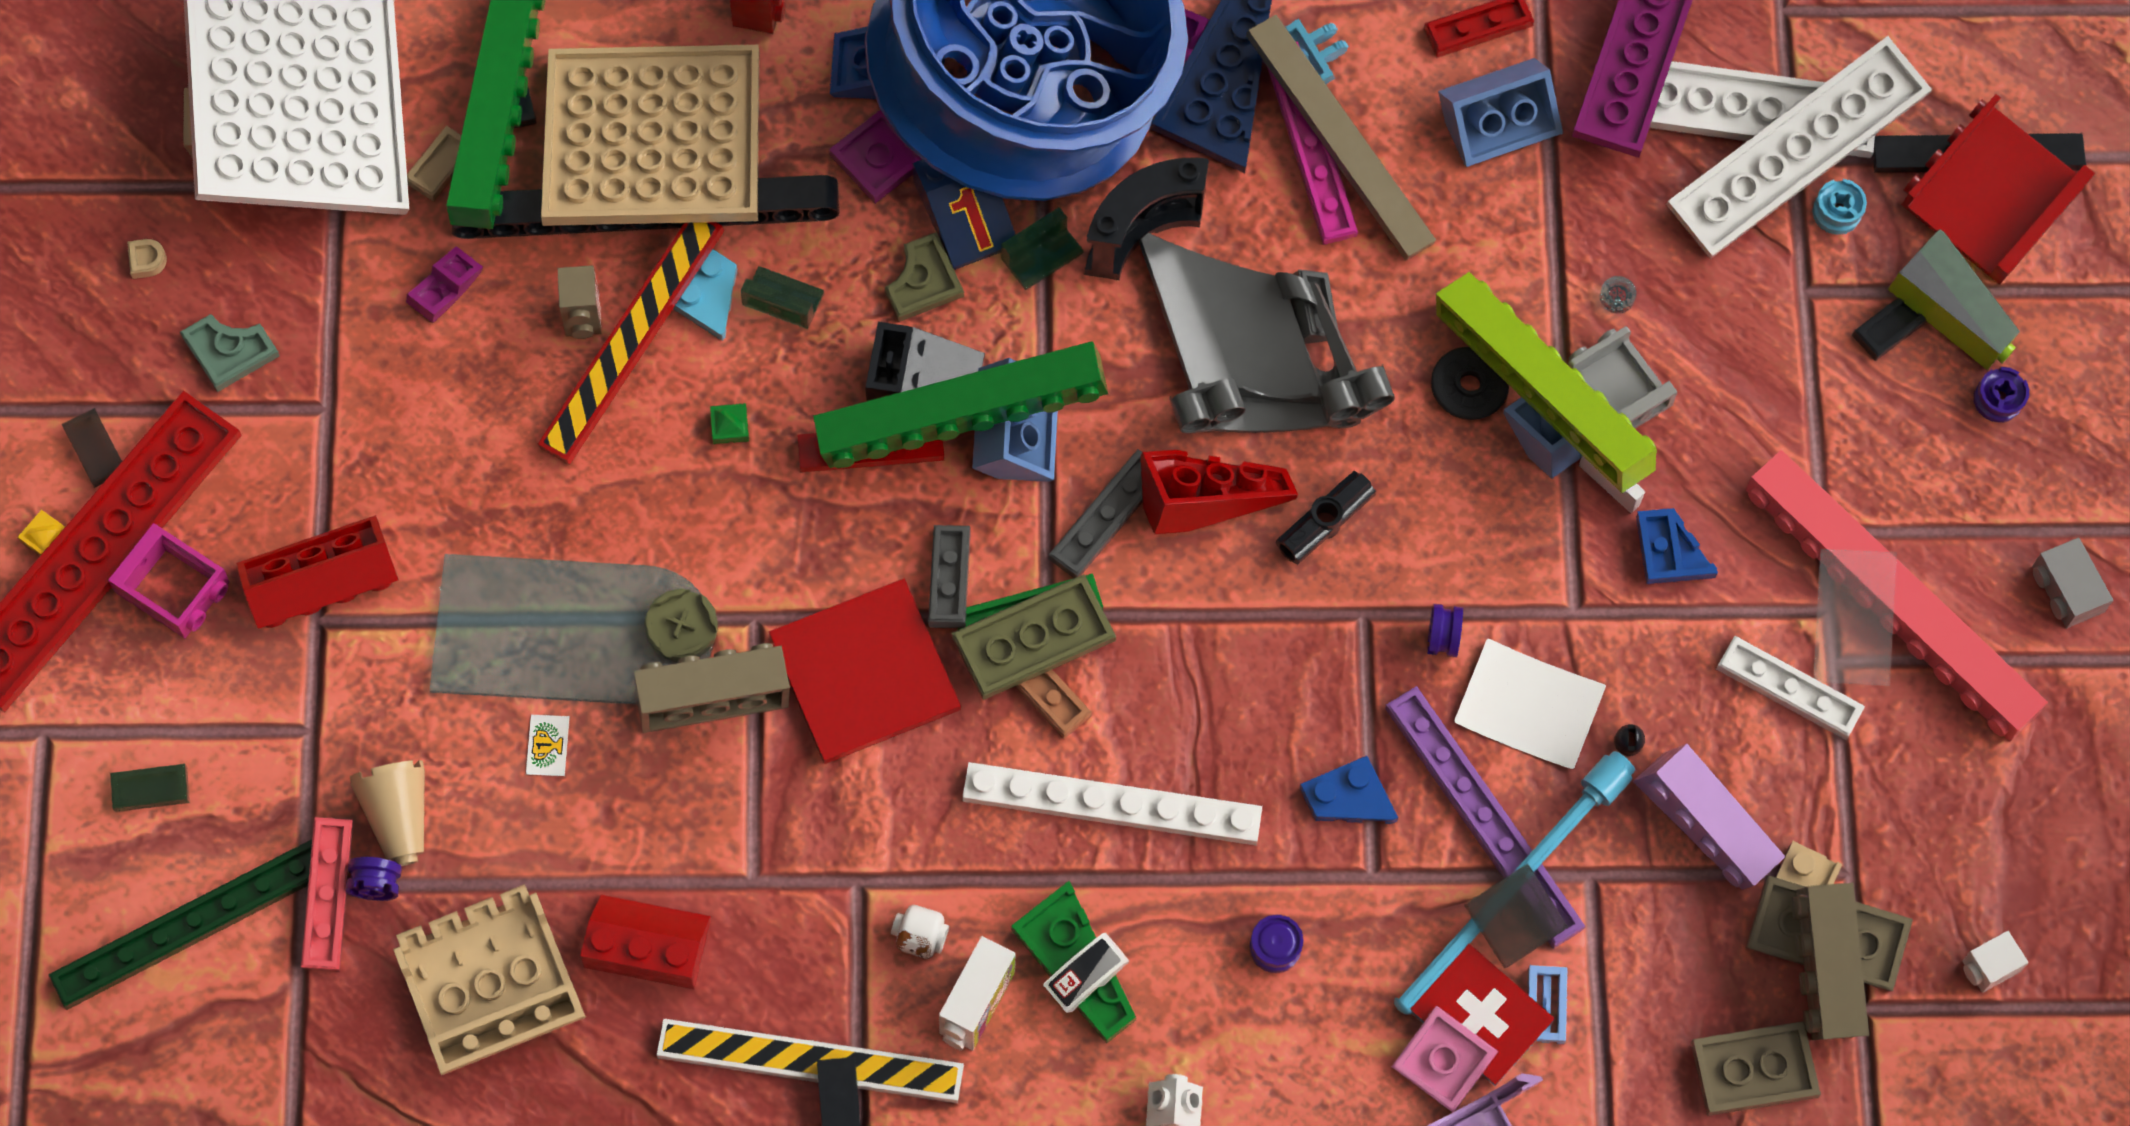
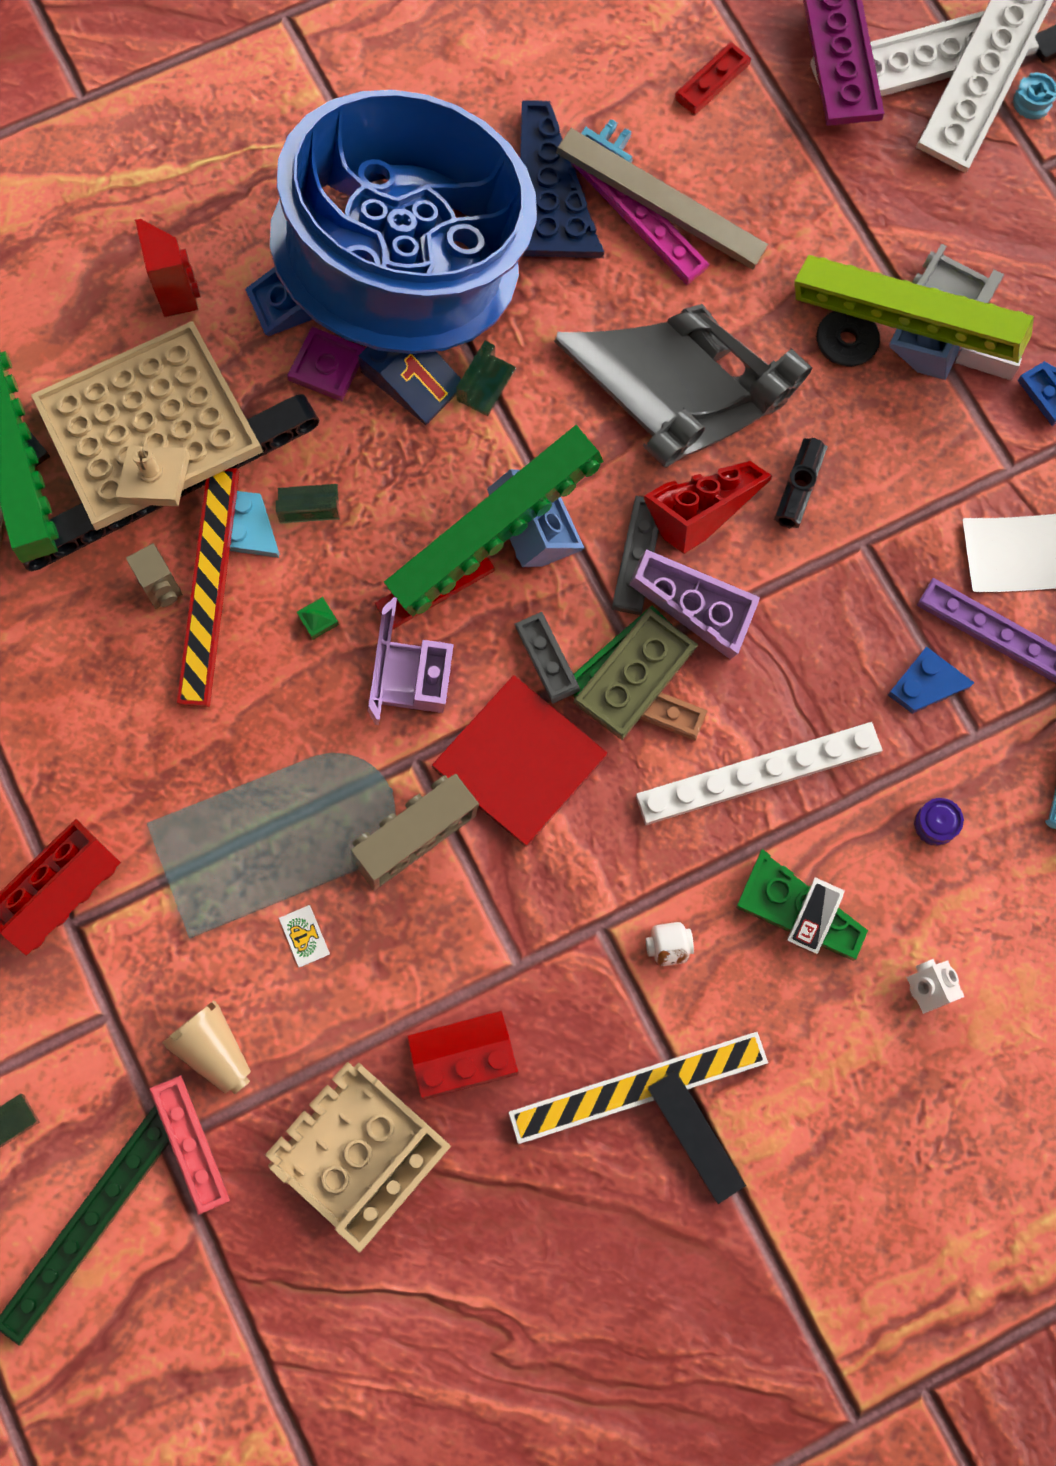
camera: 25 degrees left, 5 degrees up
(373, 878) = (221, 1114): dark purple wheel -> none
(445, 285) = (40, 612): magenta slope -> none
(628, 194) = (152, 476): none -> tan tile
(681, 624) = (361, 792): olive tile -> none
(791, 523) = (408, 673): none -> lavender piece
(914, 358) = (437, 504): slope -> none
(925, 281) = (410, 441): olive tile -> none
(976, 994) = (743, 974): white brick -> none
(1142, 594) = (698, 601): none -> lavender wedge
(1146, 202) = (552, 304): black fence -> none
(1445, 630) = (934, 526): dark purple wheel -> none
(1501, 111) = (764, 130): medium blue slope -> none
(1618, 294) = (916, 227): clear light blue tile -> none

